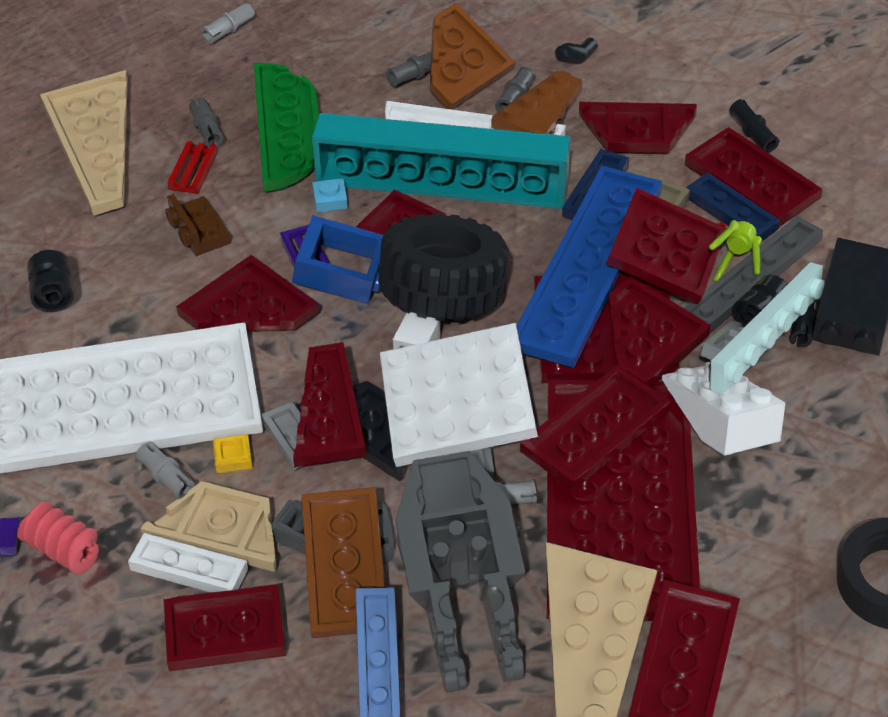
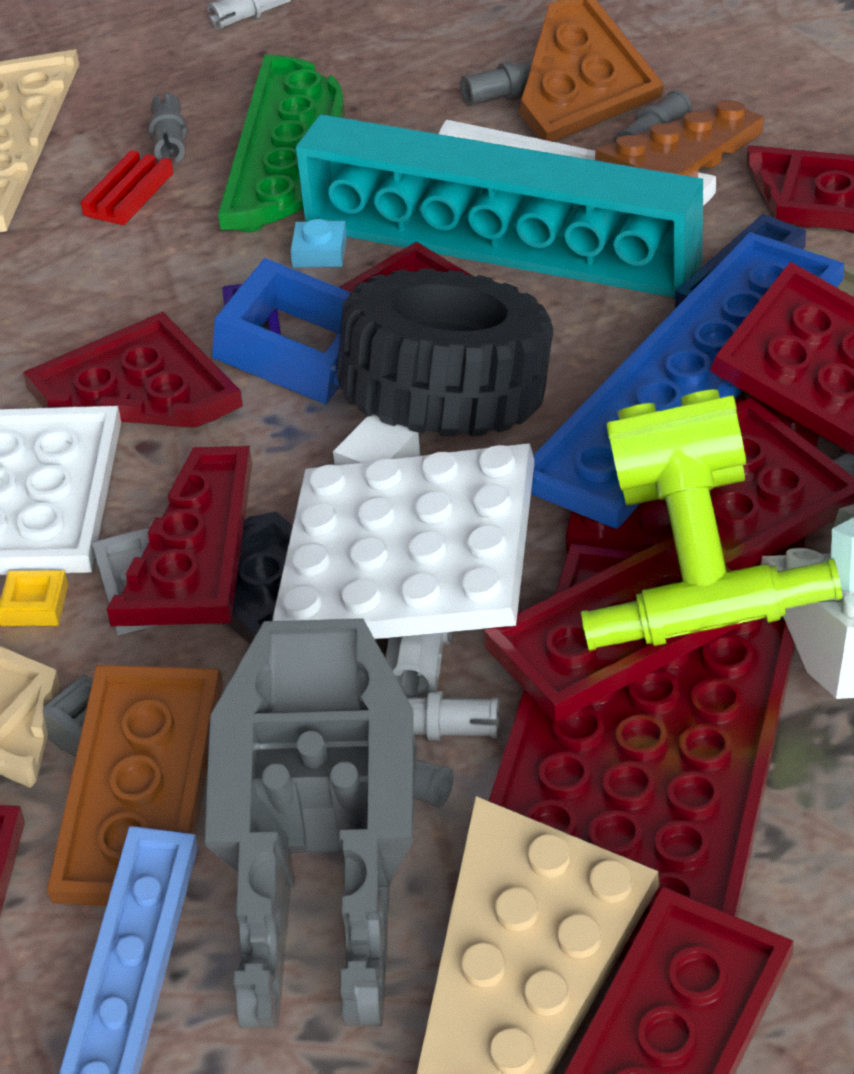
camera: 15 degrees right, 5 degrees down
(197, 225) = (102, 265): reddish brown bracket -> none
(576, 53) = (767, 81): black arm -> none
(620, 328) = (678, 460): none -> plate

